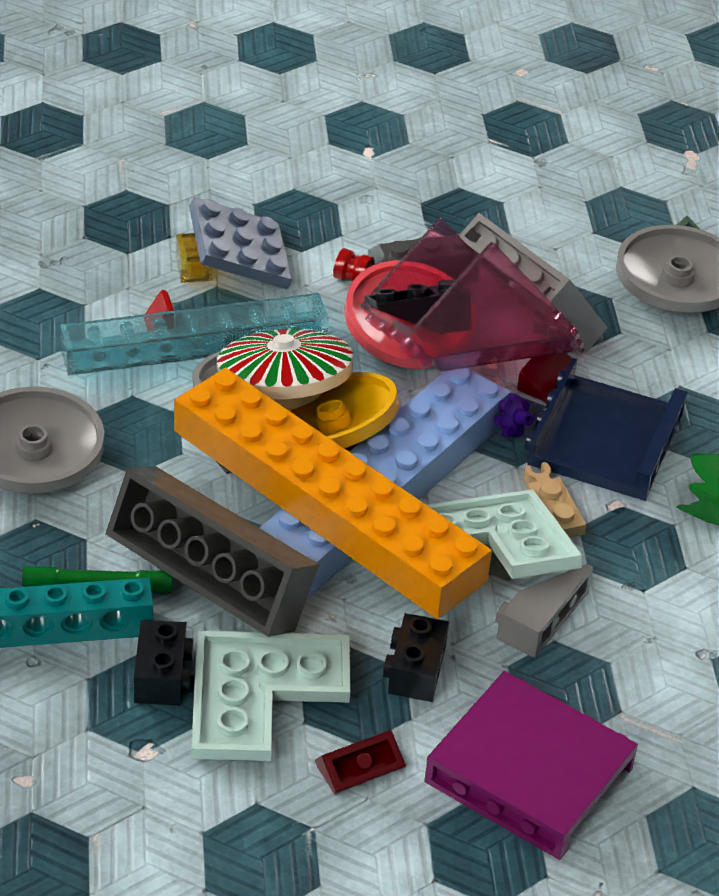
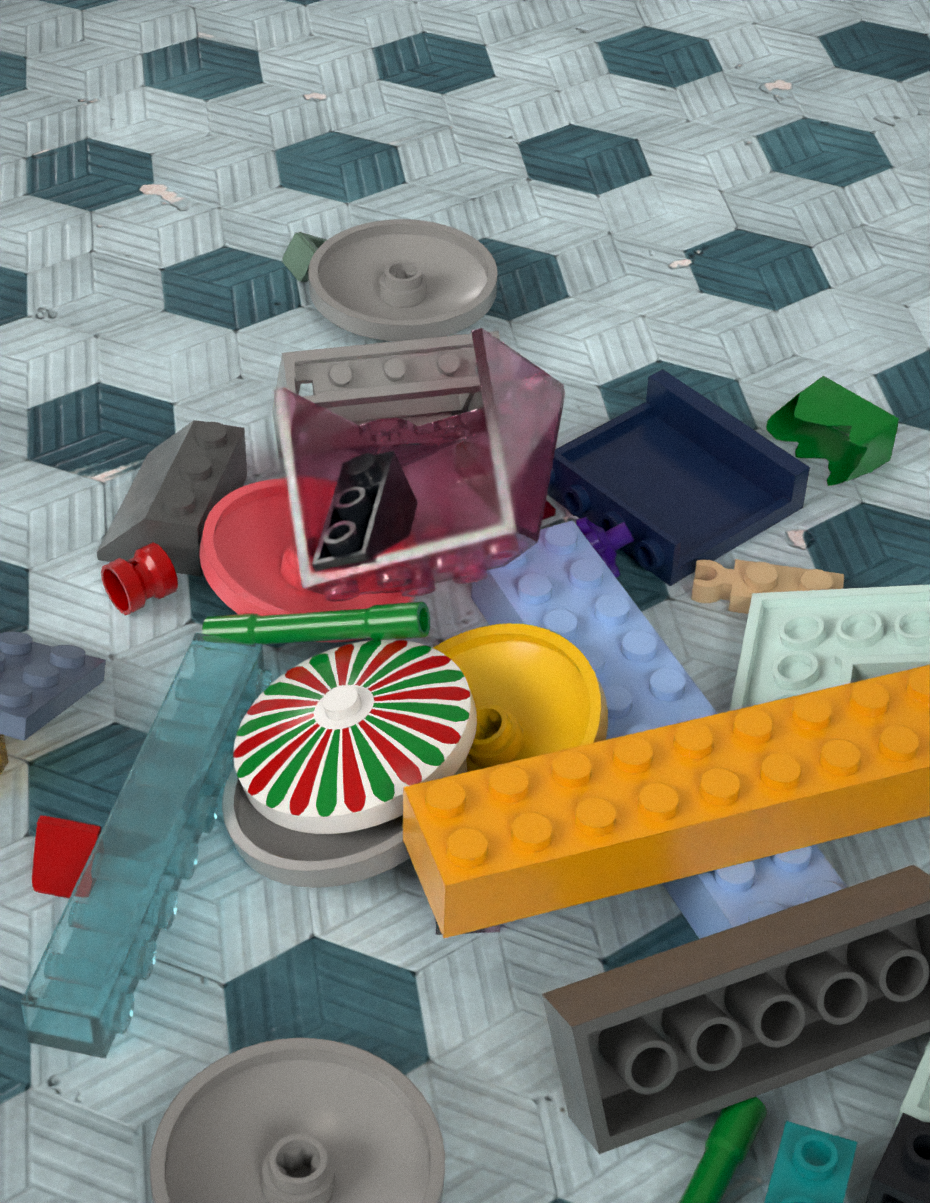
camera: 60 degrees left, 0 degrees up
(353, 336) = (376, 622): none -> green piece

